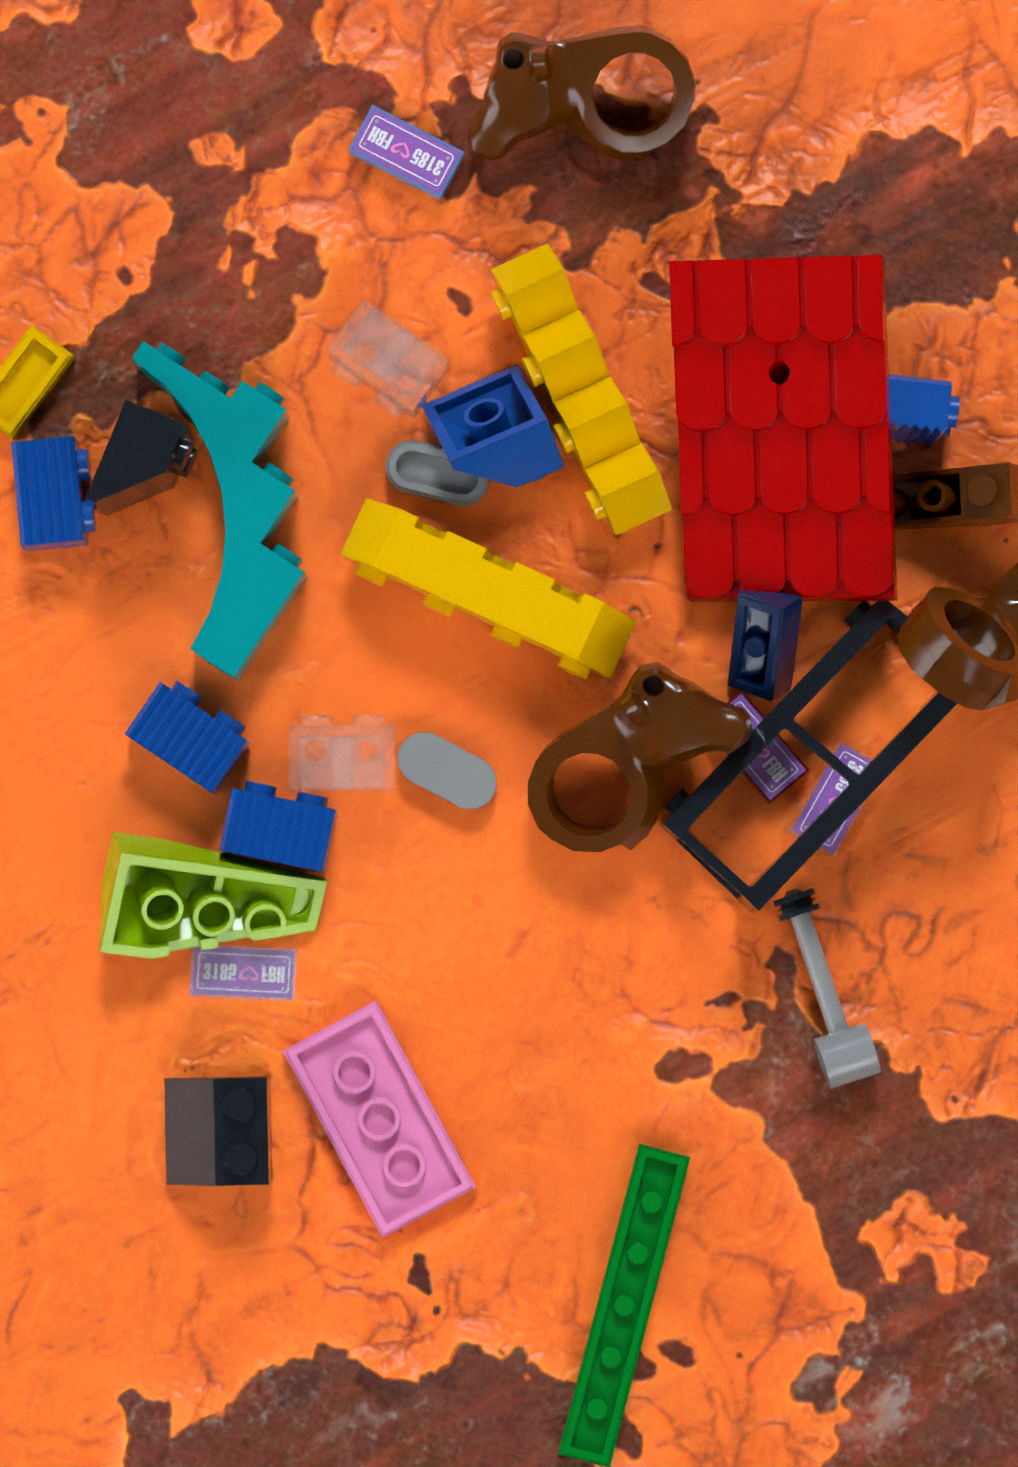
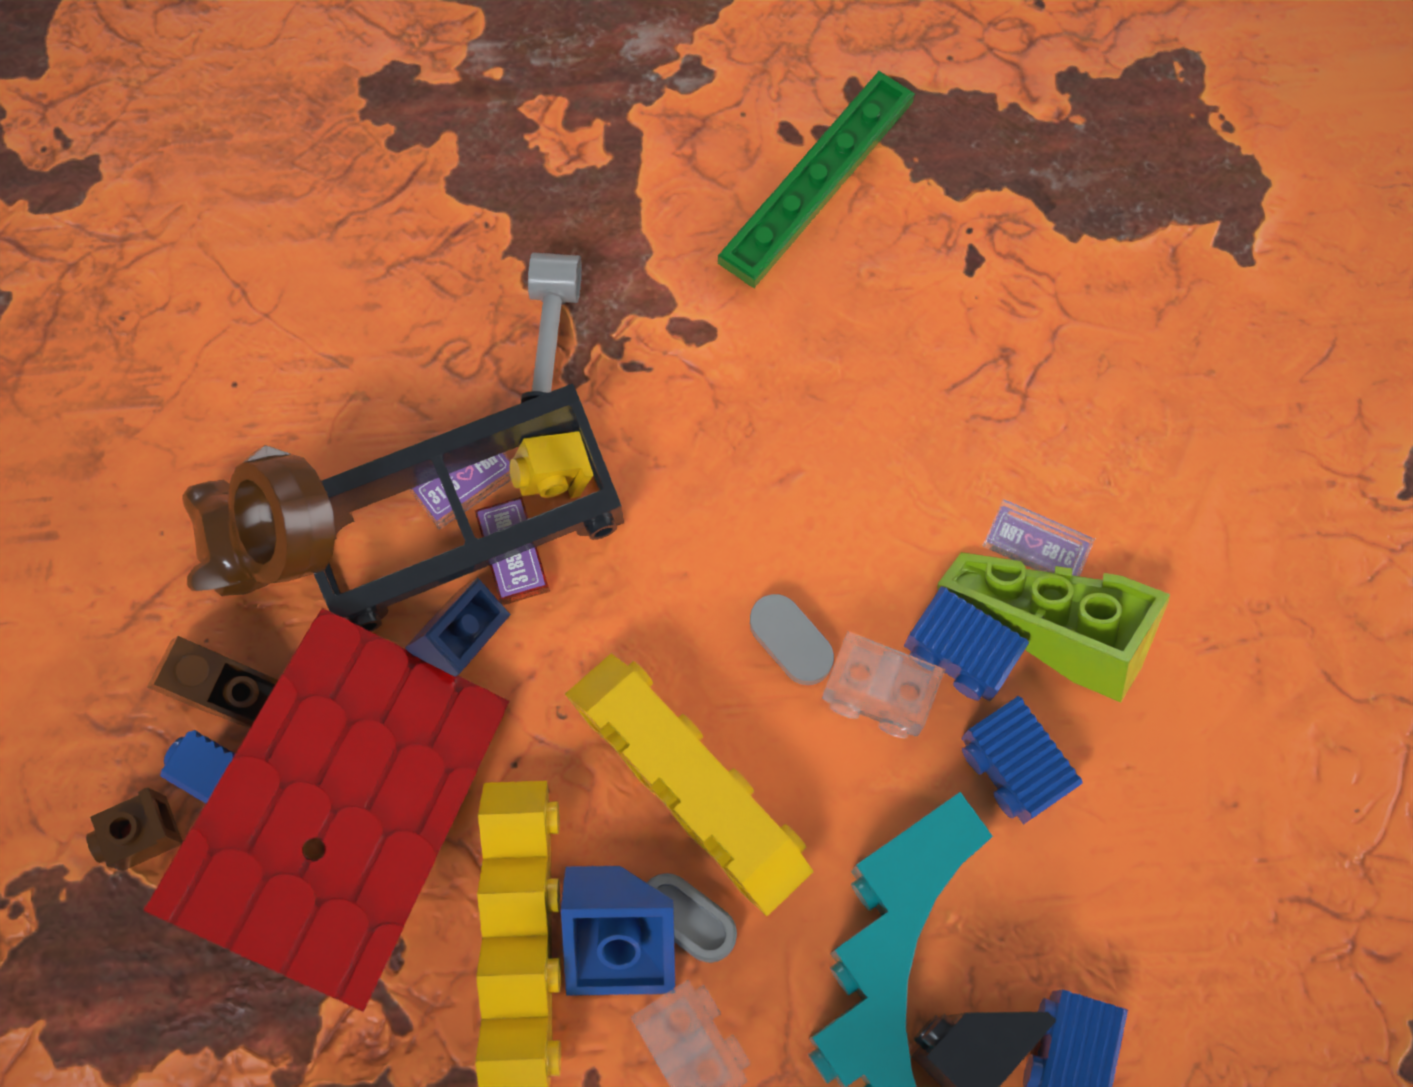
camera: 155 degrees left, 15 degrees down
(218, 1131) = (1105, 419): slope -> none
(379, 1119) = (963, 385): bright pink tile -> none
(649, 727) = (592, 588): reddish brown animal -> none
(753, 839) = (551, 465): none -> yellow brick
(959, 354) = (150, 835): none -> reddish brown brick

